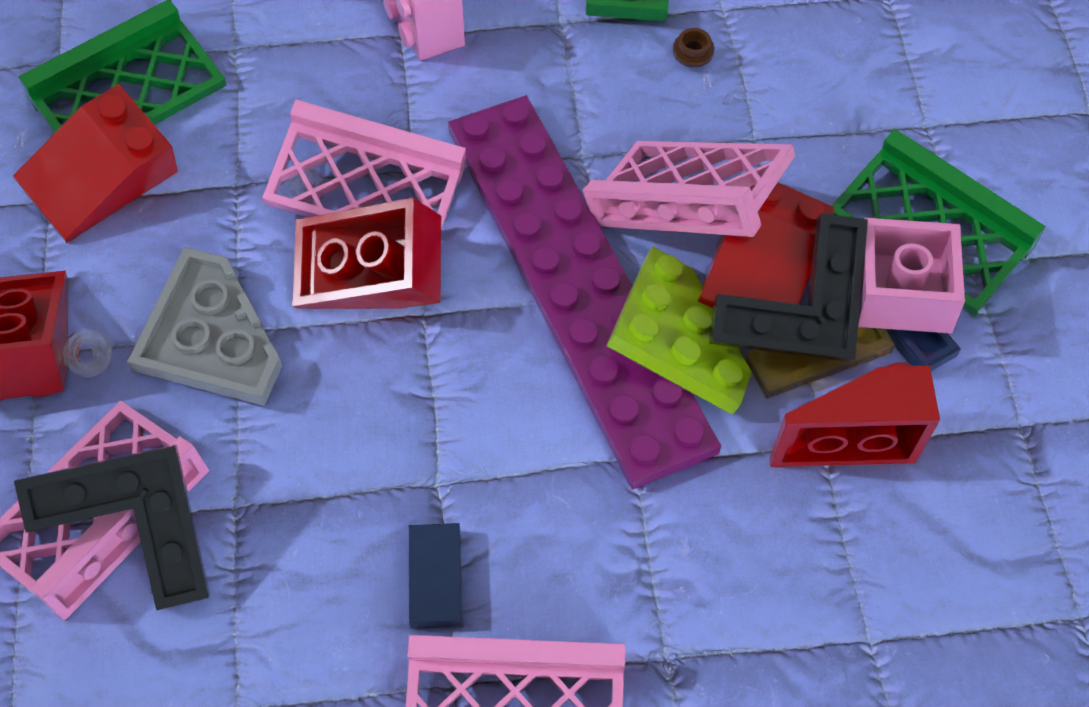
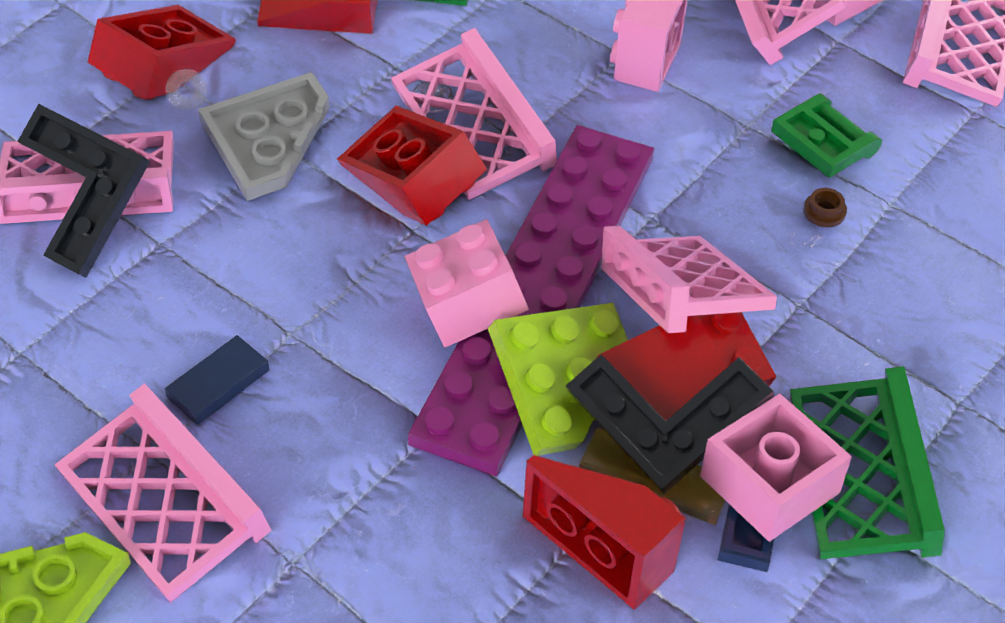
camera: 45 degrees right, 10 degrees down
(545, 322) = (465, 282): none -> bright pink brick

